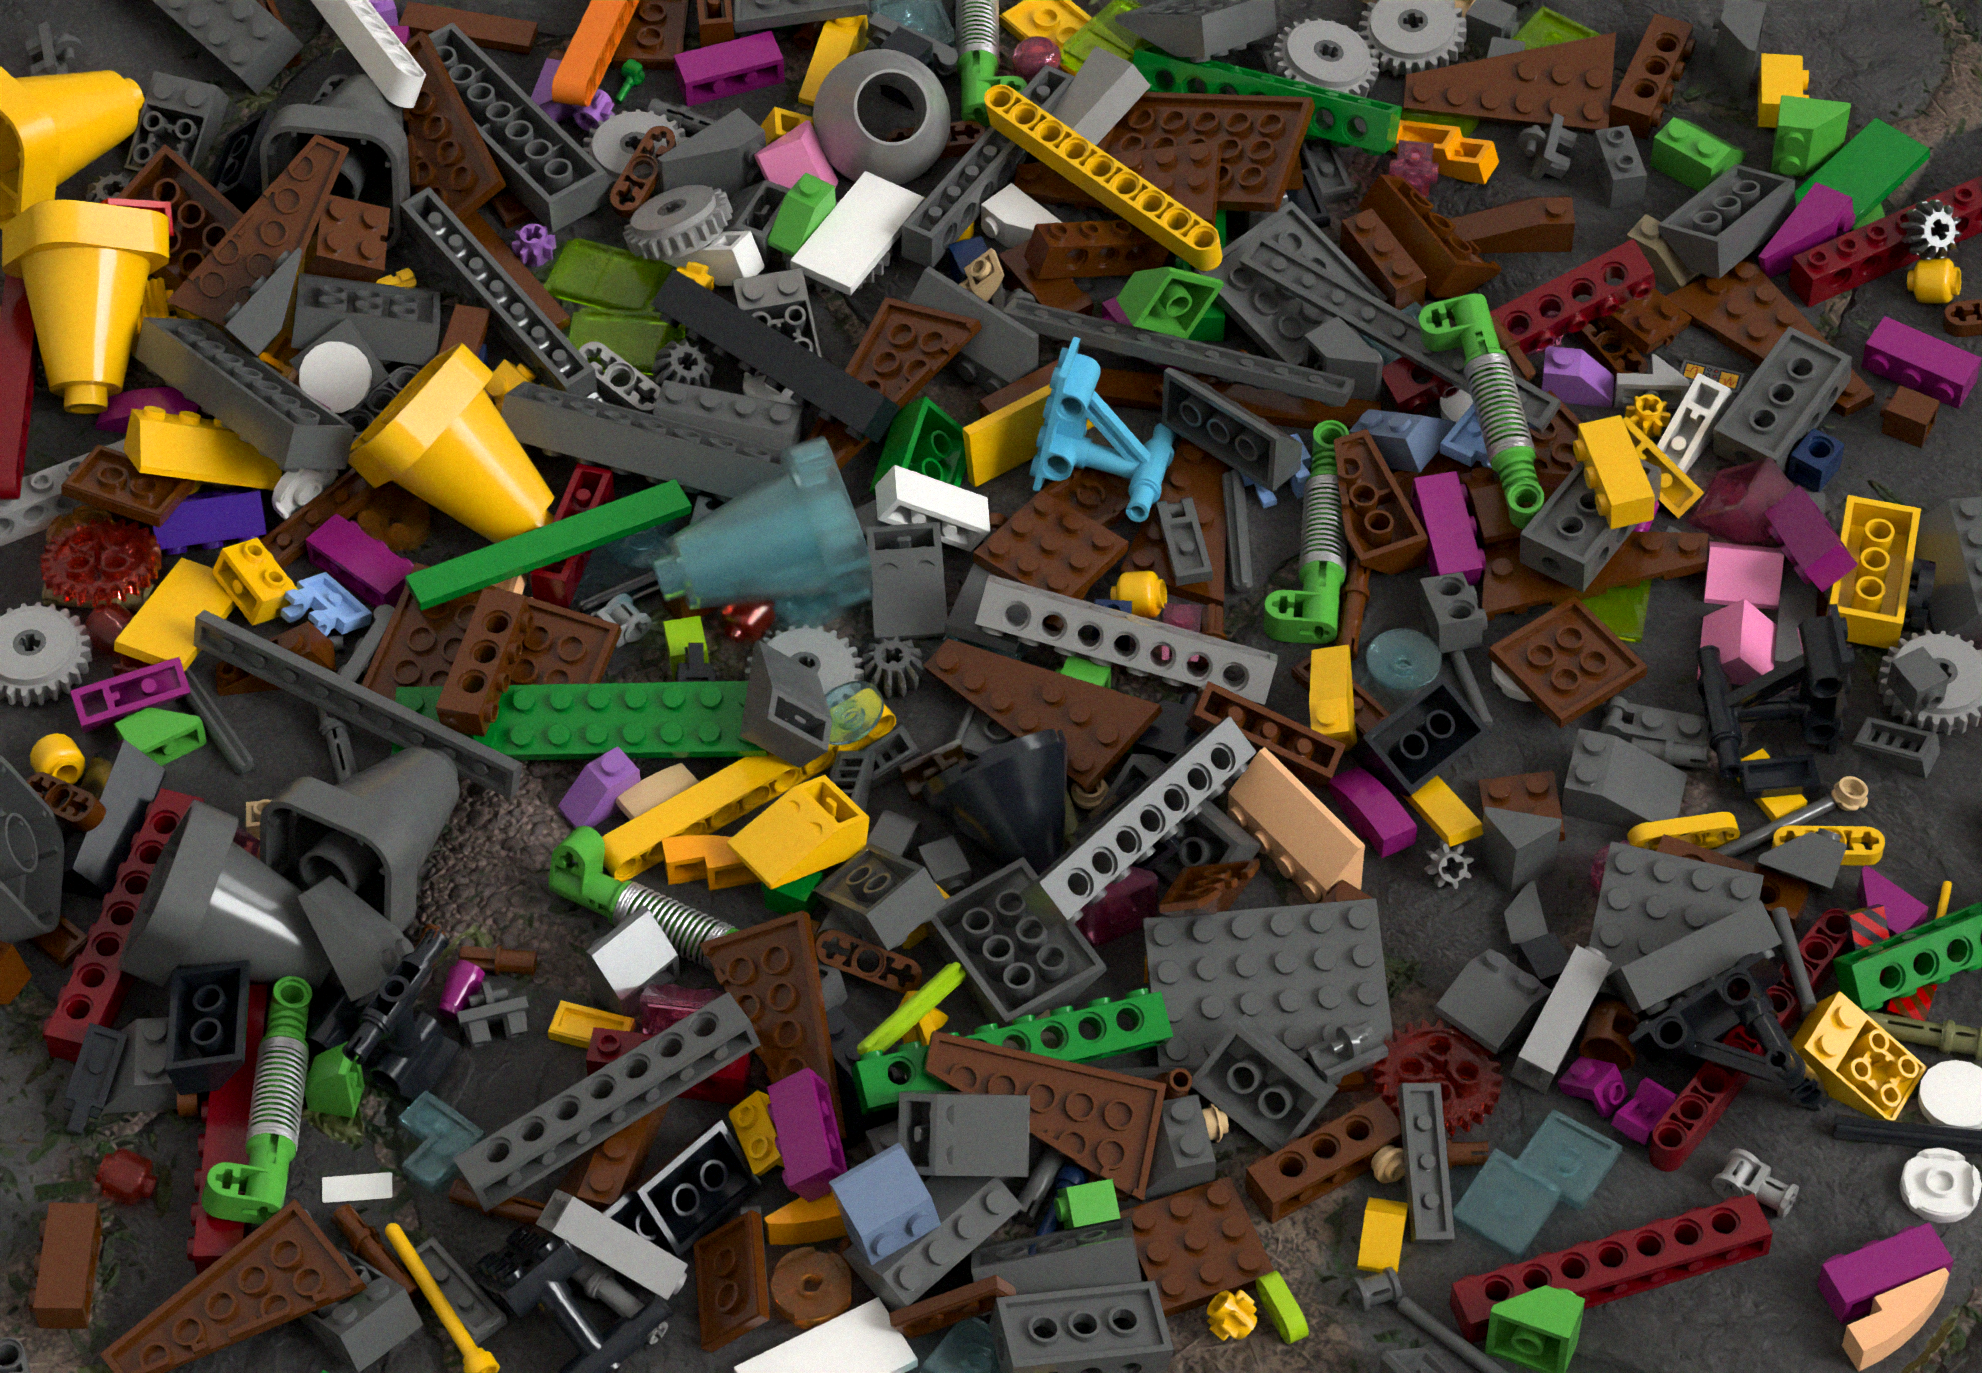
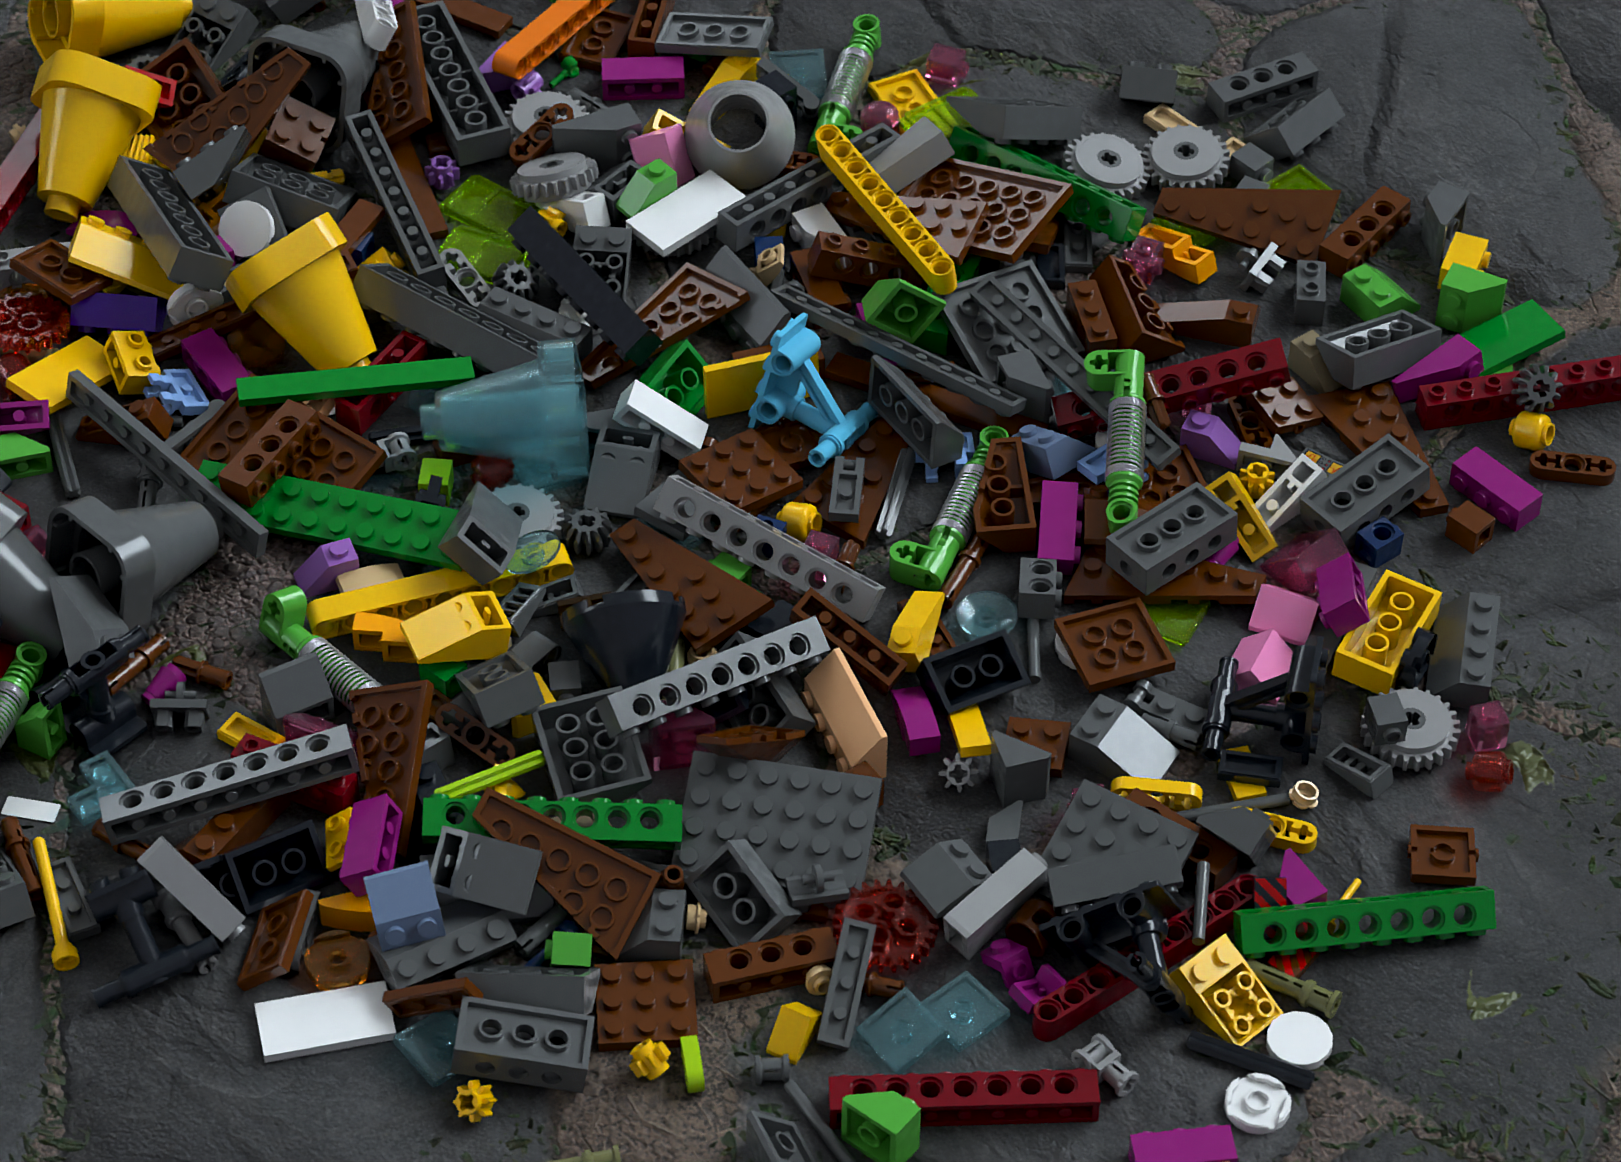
camera: 15 degrees right, 5 degrees down
(1614, 472) = (1194, 506): yellow brick -> none

